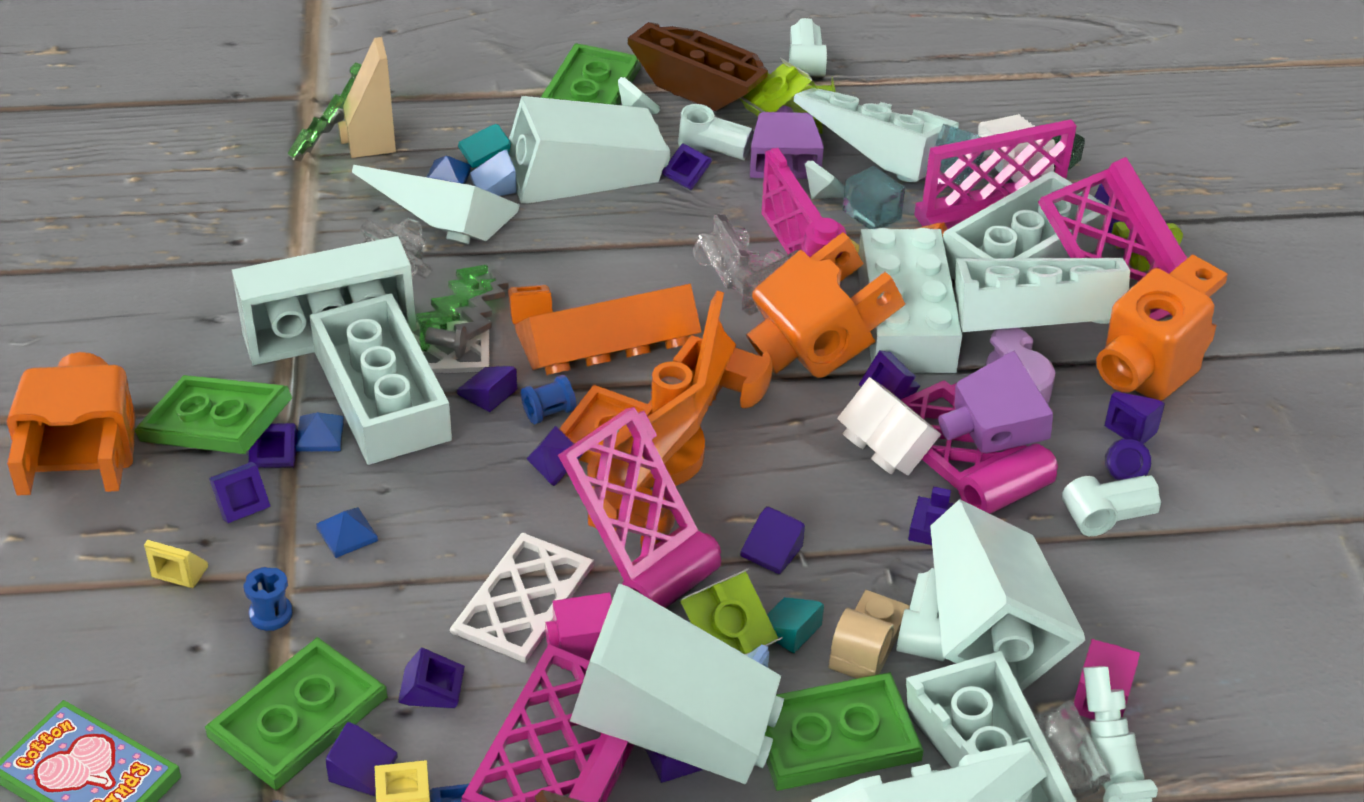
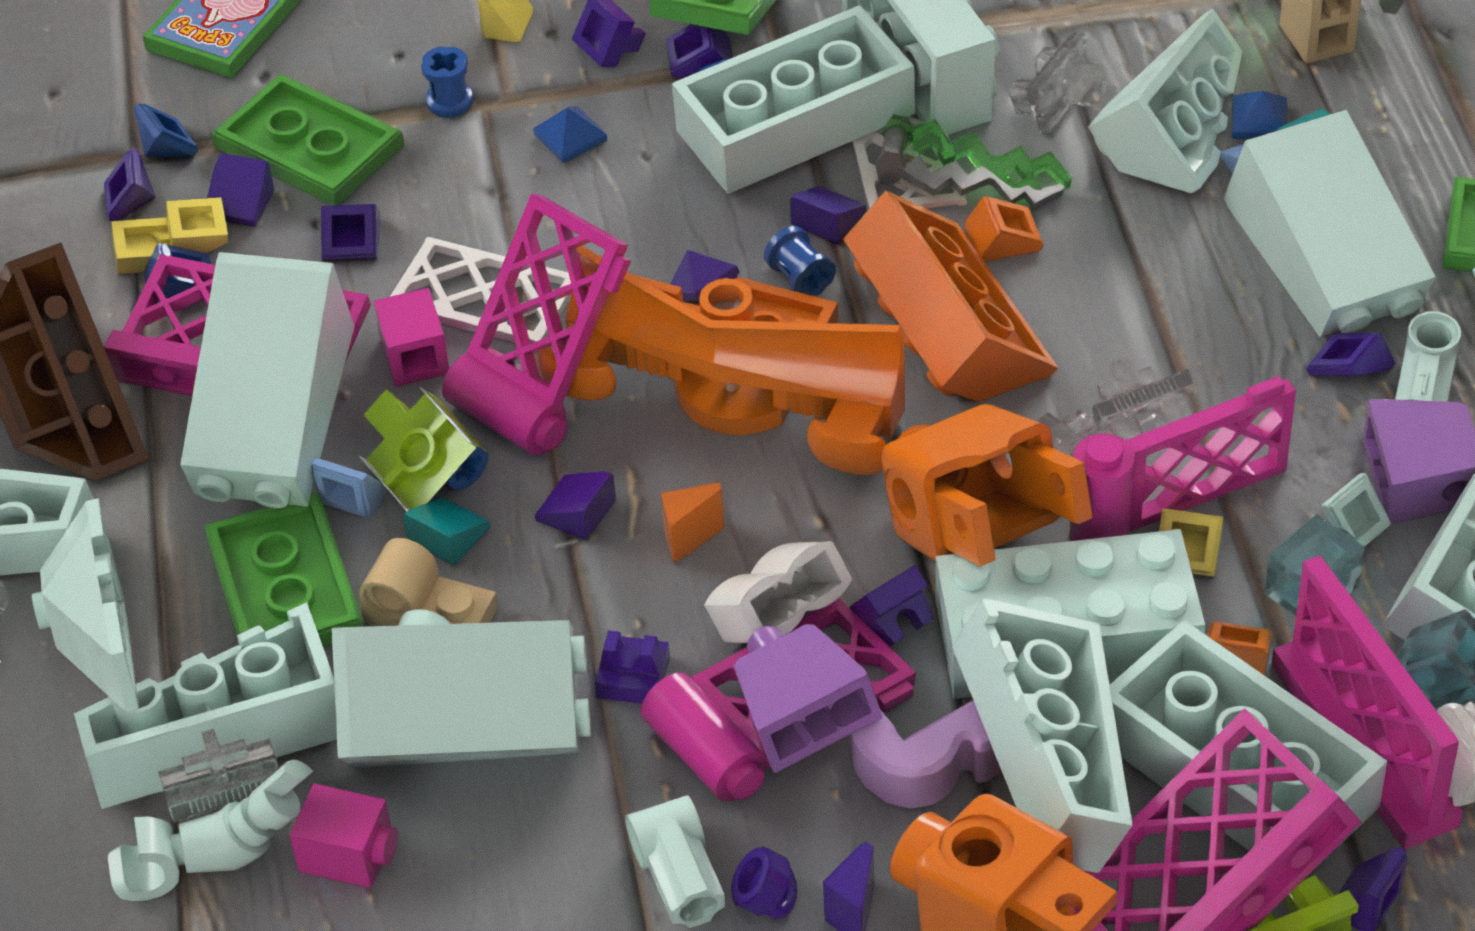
camera: 90 degrees right, 5 degrees up
(807, 475) = (691, 517): none -> orange slope

